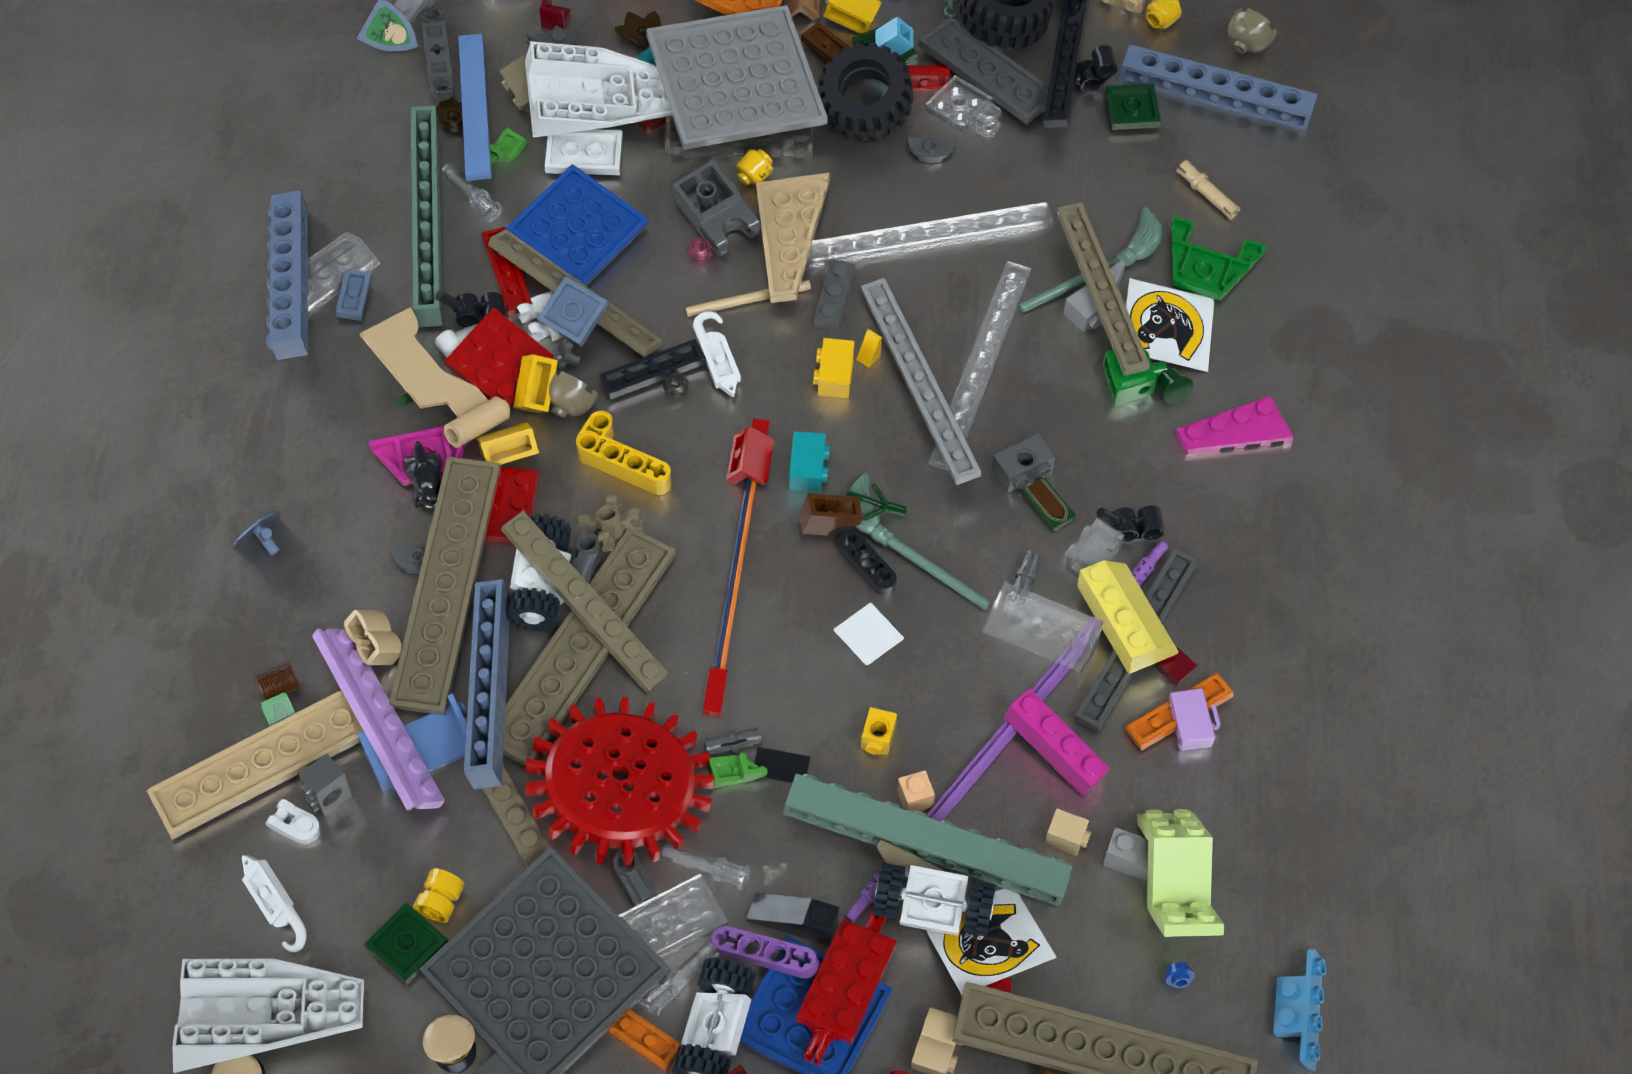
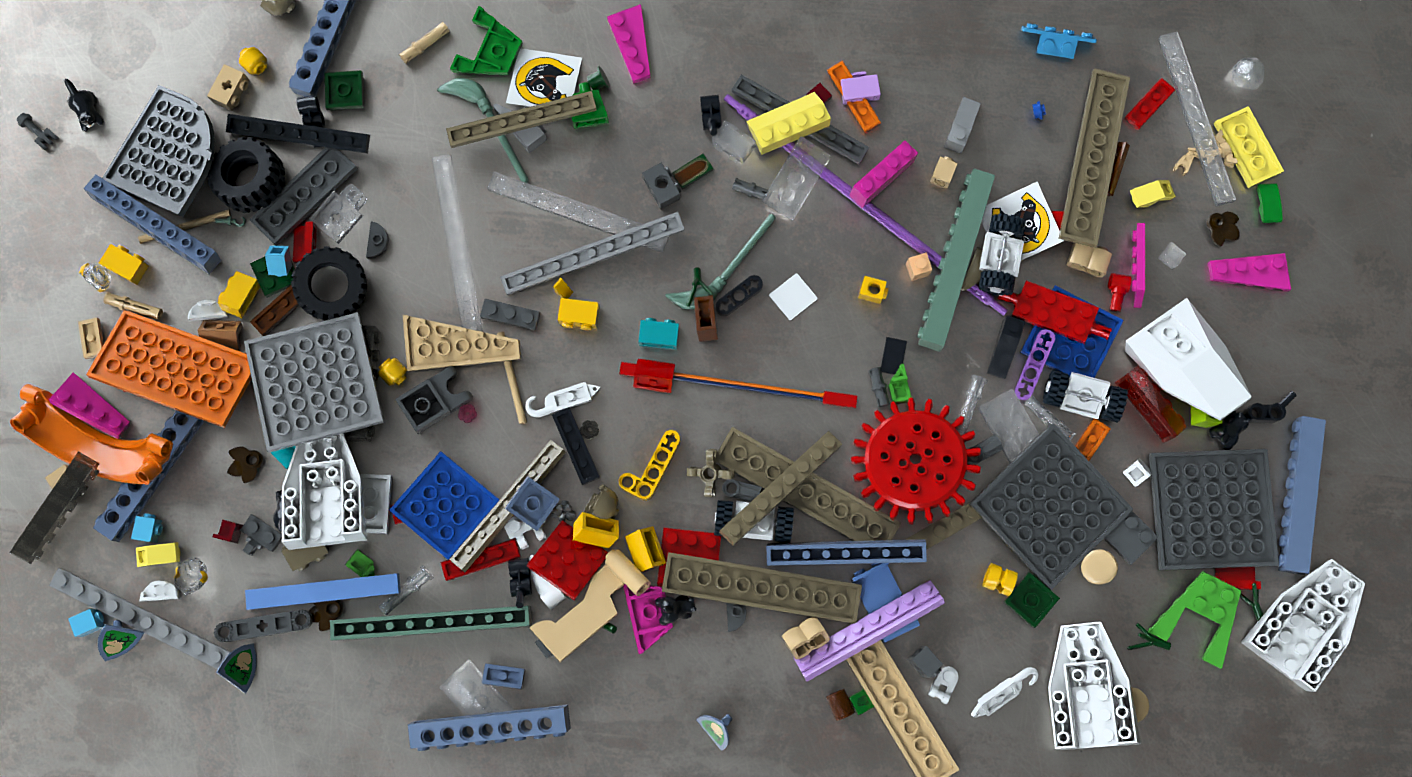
camera: 85 degrees left, 20 degrees up
(1179, 874) = (980, 102): yellowish green bracket -> none

